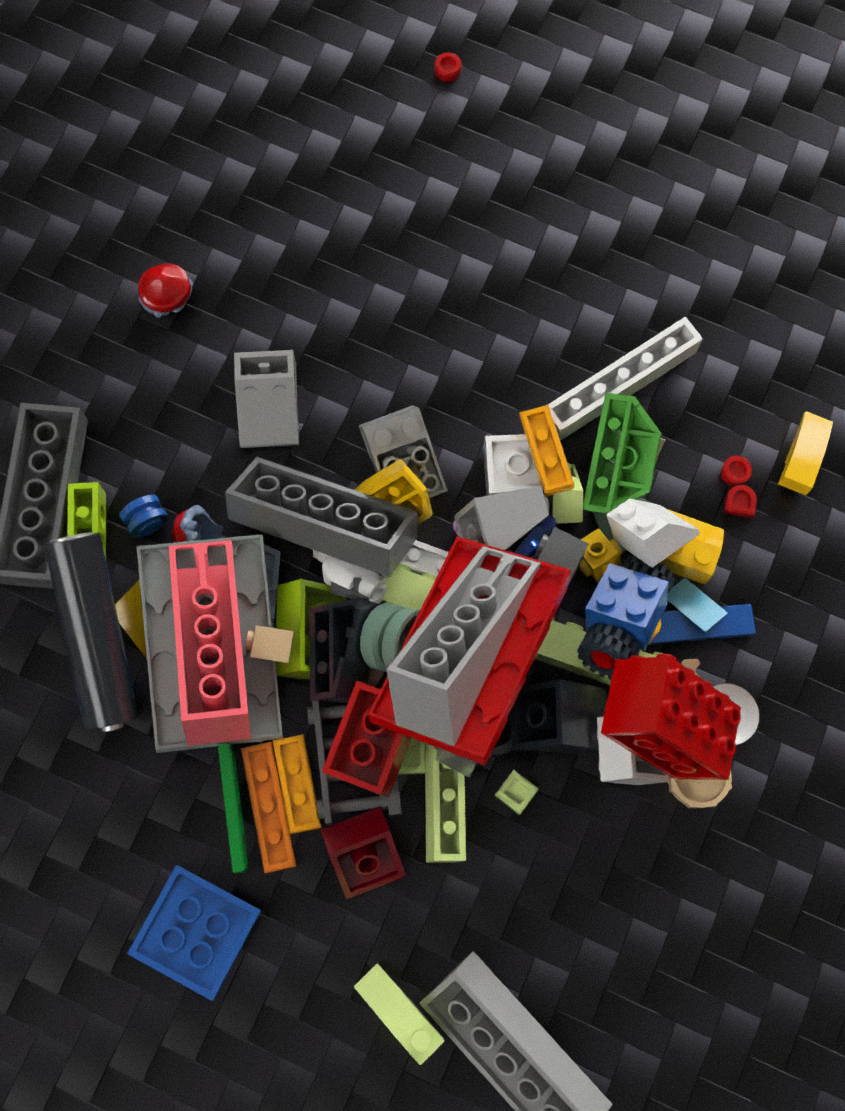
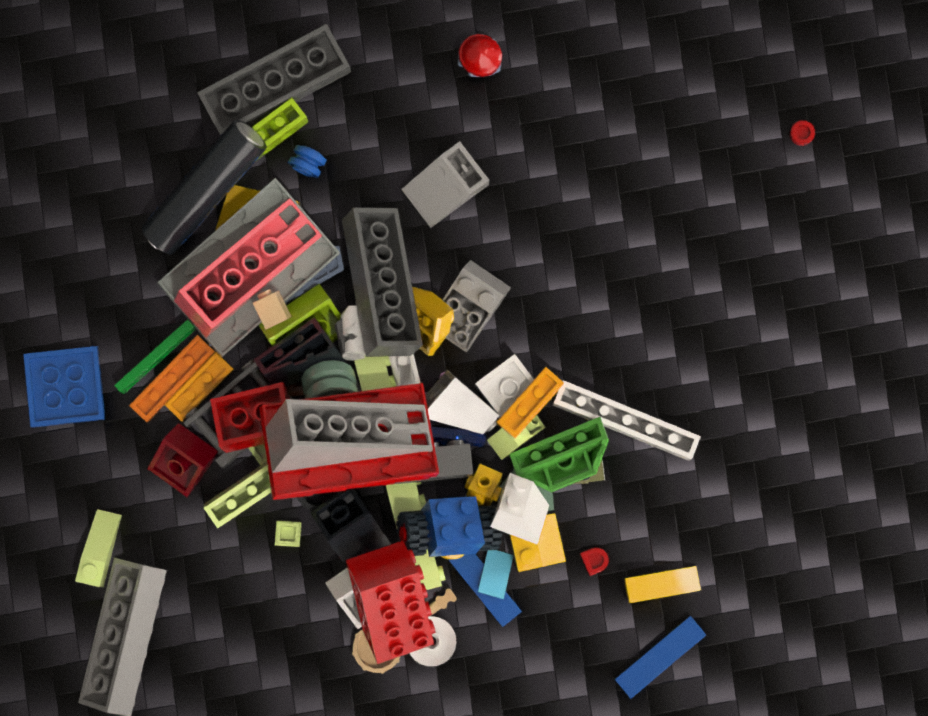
camera: 55 degrees right, 10 degrees up
(195, 525) = (320, 204): sand blue hair -> none
(736, 470) = (616, 543): red tile -> none

